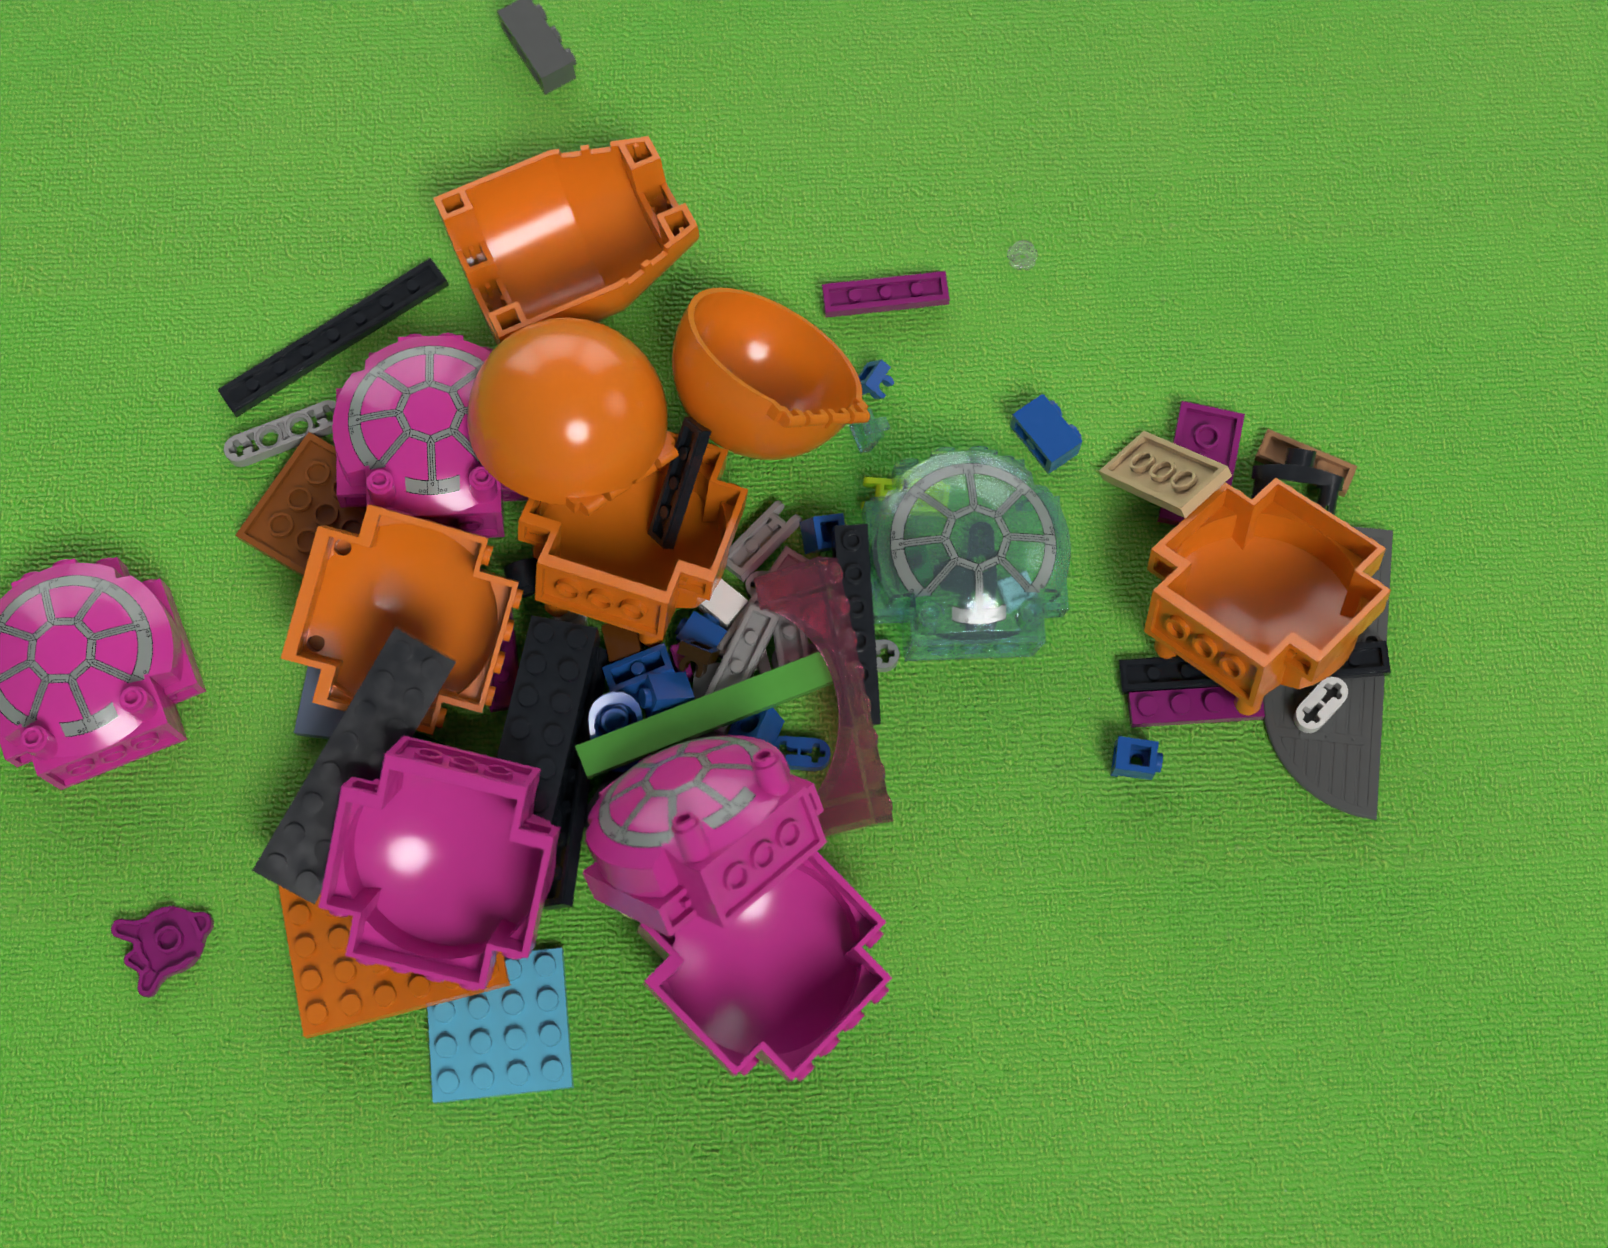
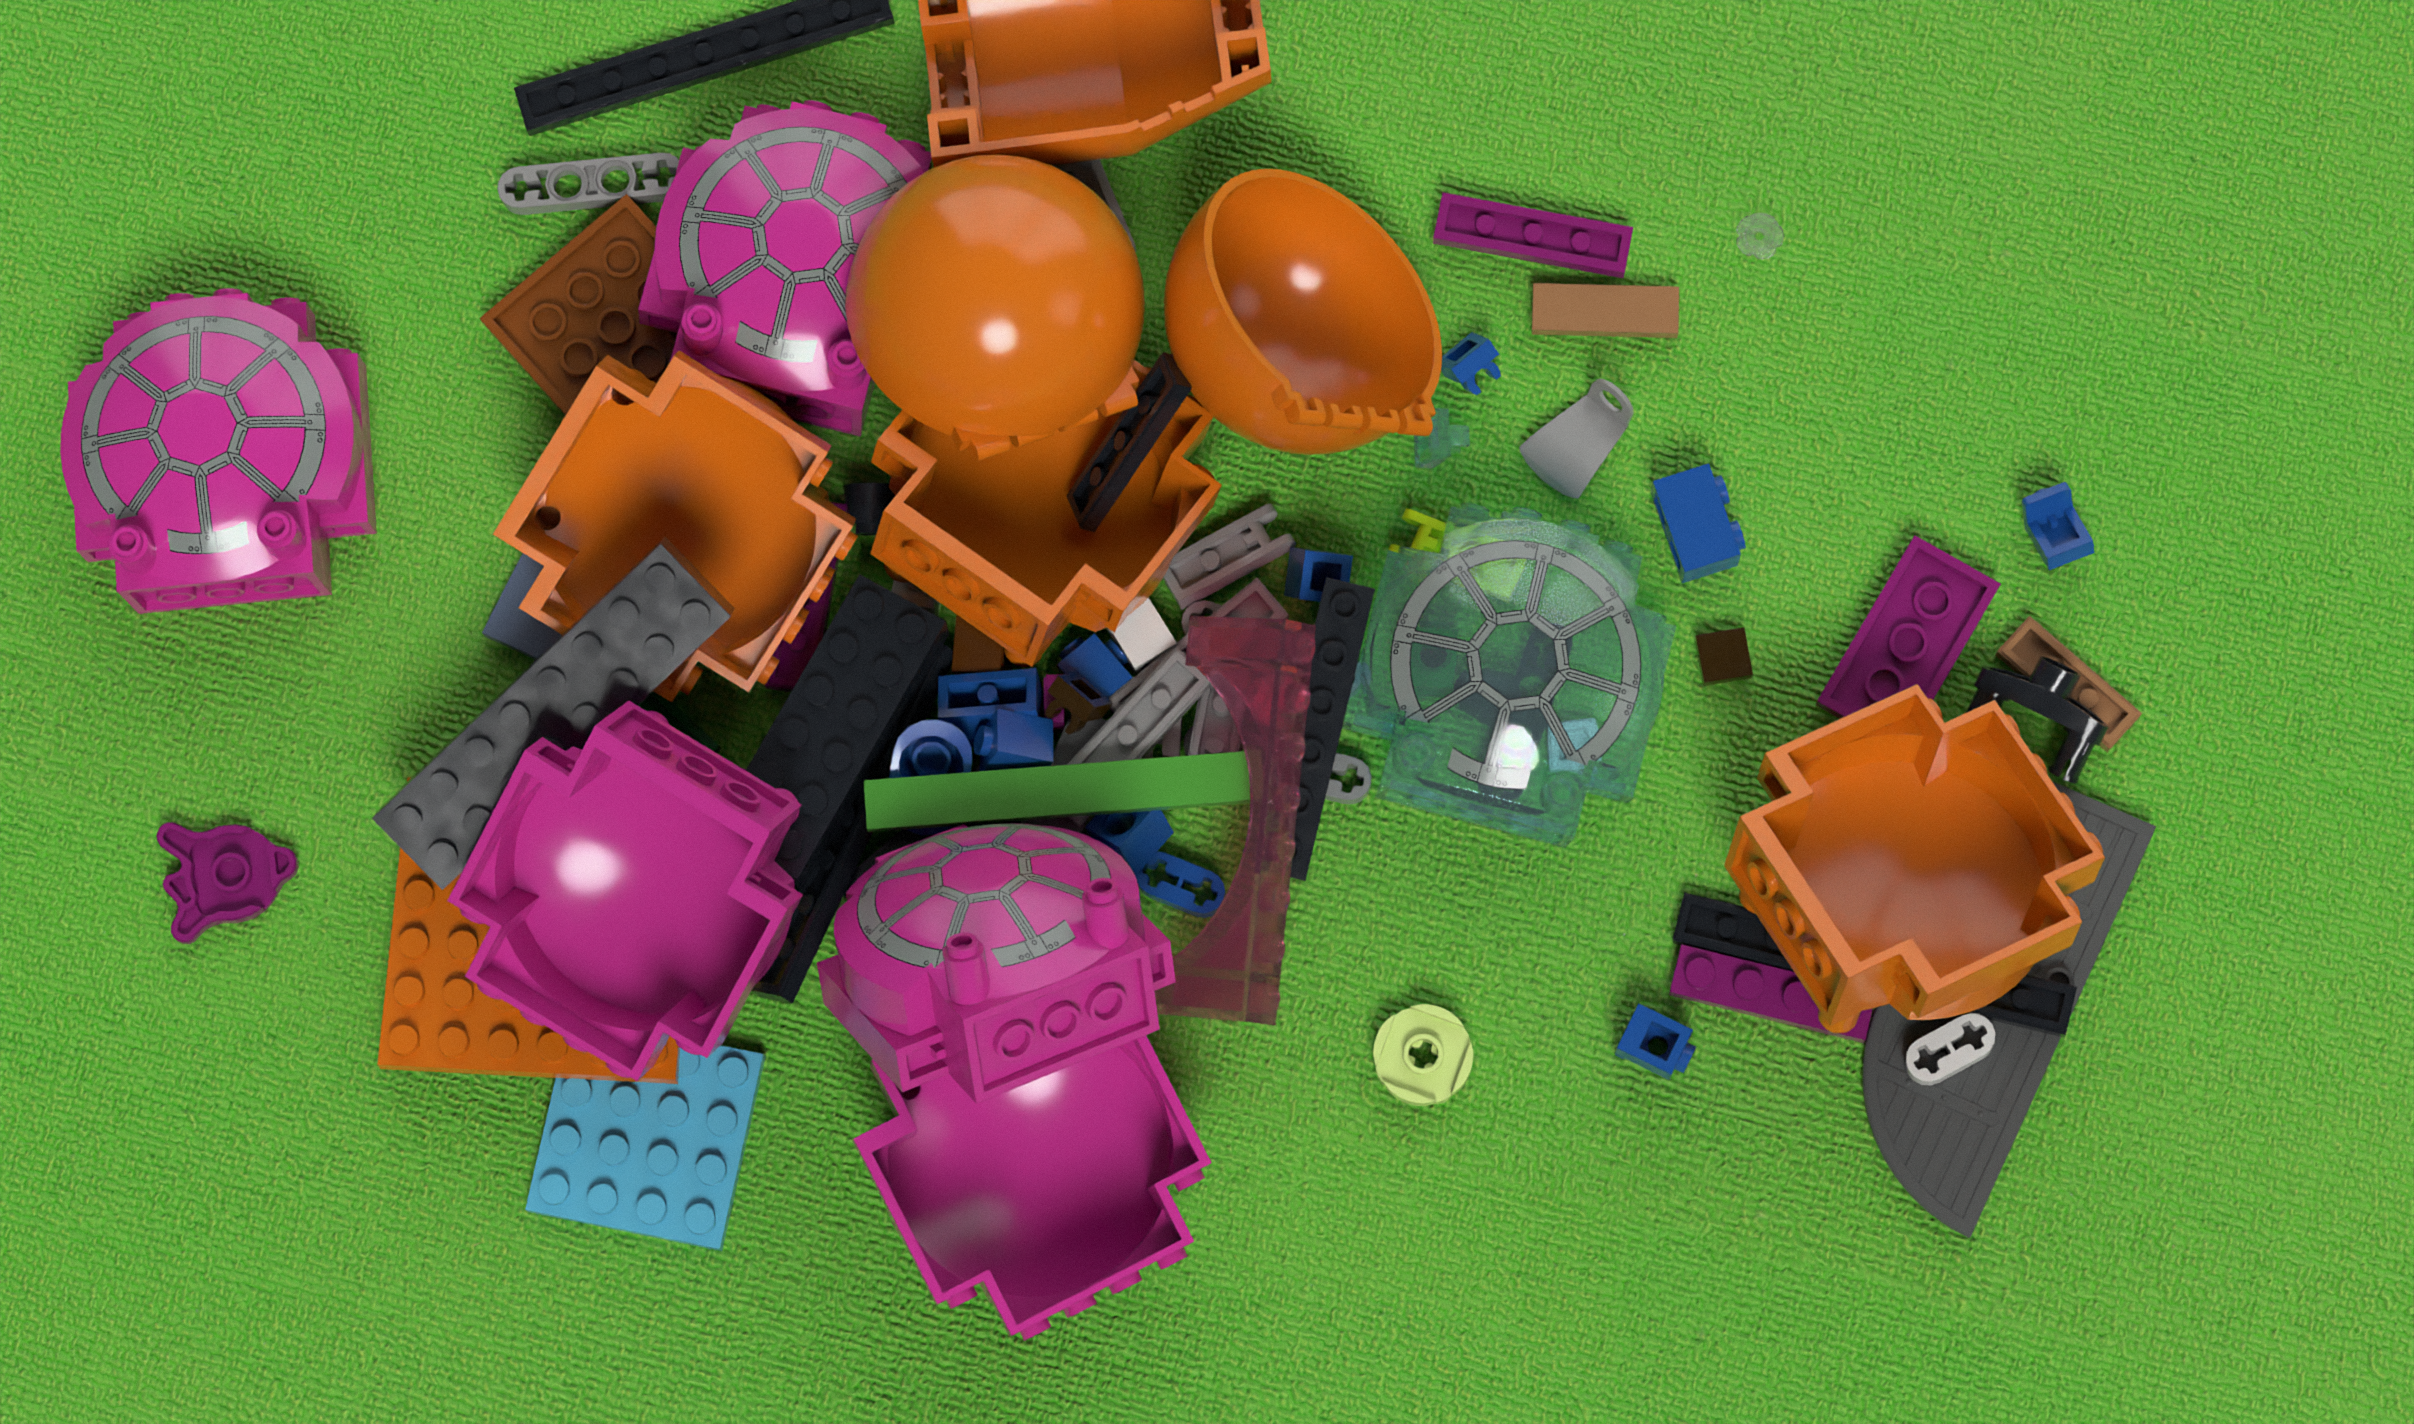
camera: 25 degrees right, 5 degrees up
(944, 326) = (1605, 310): none -> medium nougat tile
(955, 406) = (1578, 440): none -> light grey piece
(1003, 828) = (1410, 1029): none -> yellowish green plate
(1090, 509) = (1723, 656): none -> dark brown tile
(1165, 473) = (1840, 642): tan plate -> none
(1263, 371) = (2056, 526): none -> blue bracket

